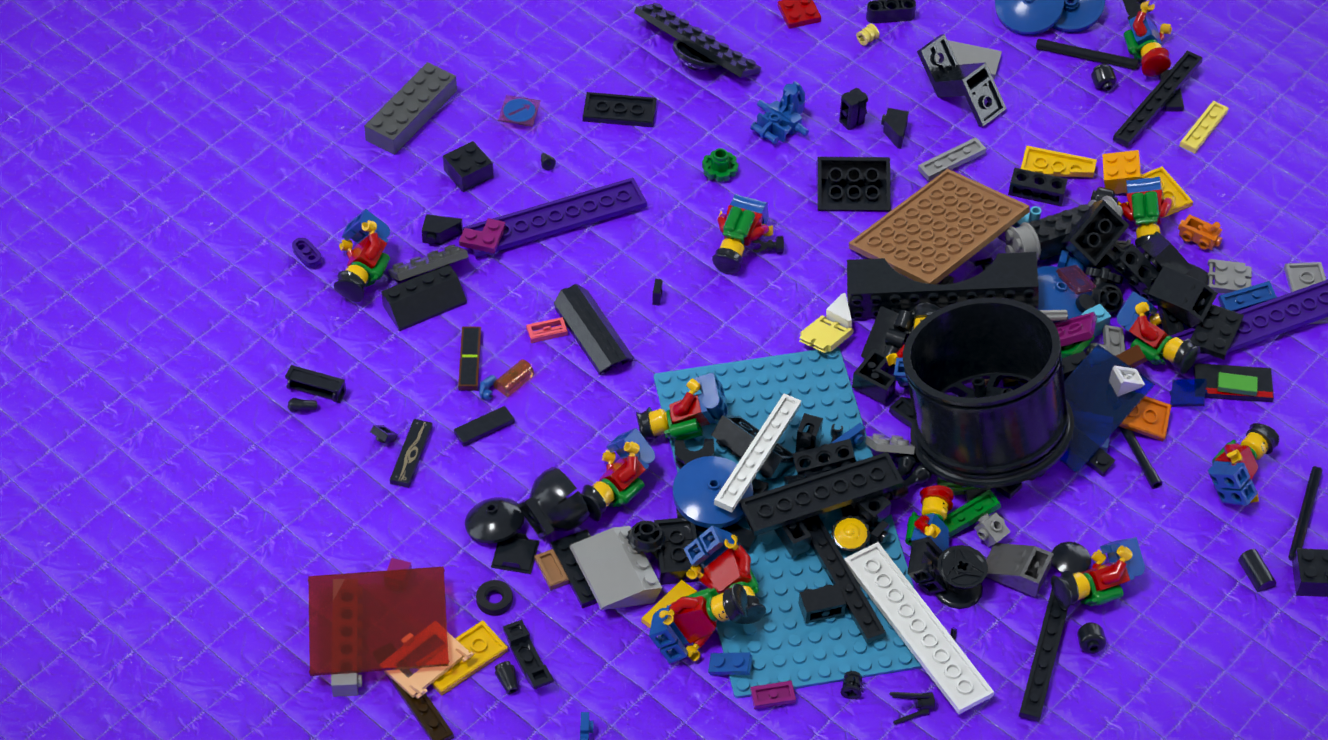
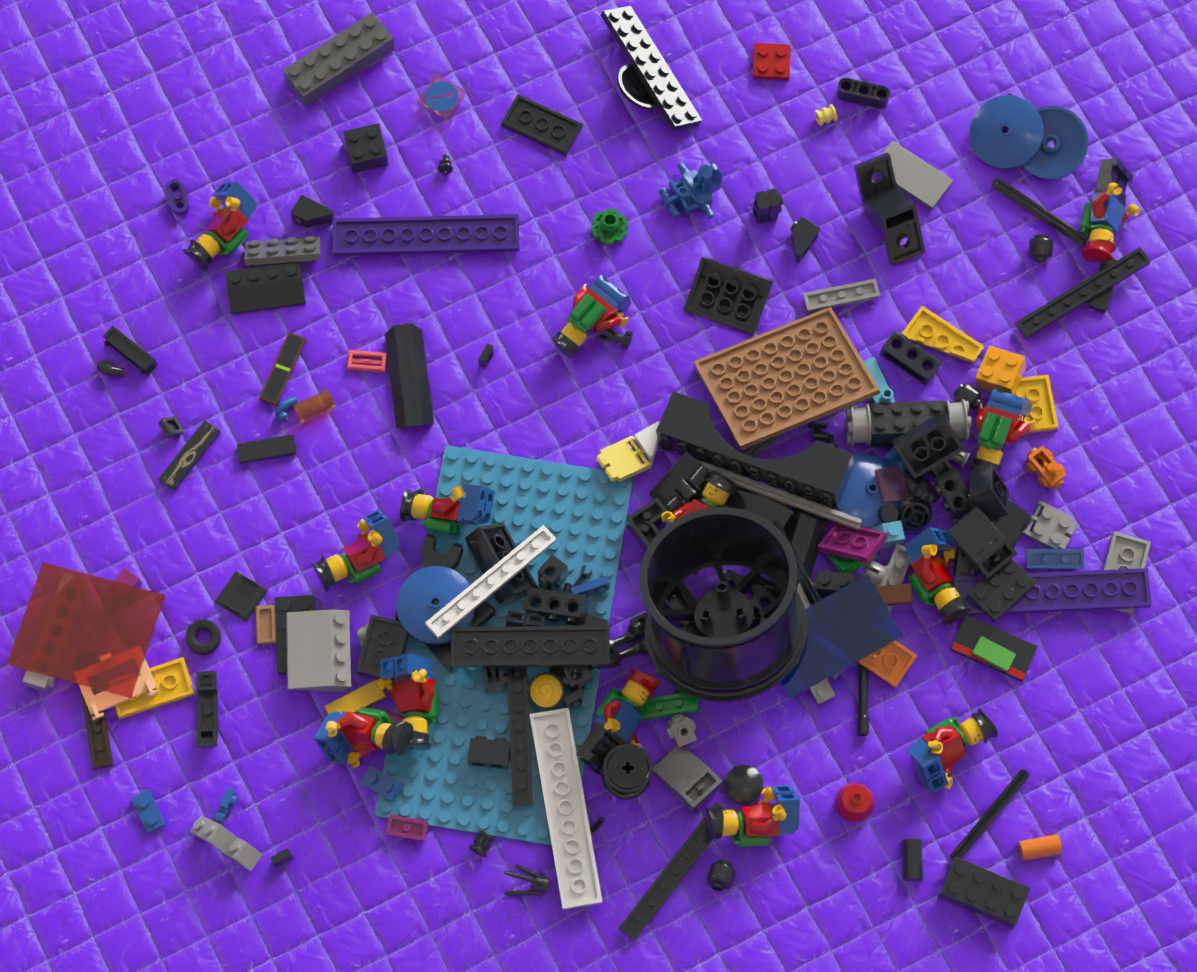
camera: 20 degrees right, 20 degrees up
(483, 240) = (348, 242): magenta plate -> none
(494, 520) = (236, 564): black dish -> none
(506, 675) = (181, 724): black cone -> none
(549, 508) = (286, 566): black plate -> none
(646, 536) = (355, 631): black piece -> none
(895, 444) = (626, 607): light grey plate -> none
(1125, 380) = (876, 624): white slope -> none
(1180, 538) = (855, 802): none -> red cone
(1188, 392) = (943, 645): clear blue piece -> none
(1204, 127) = (1115, 340): light yellow tile -> none

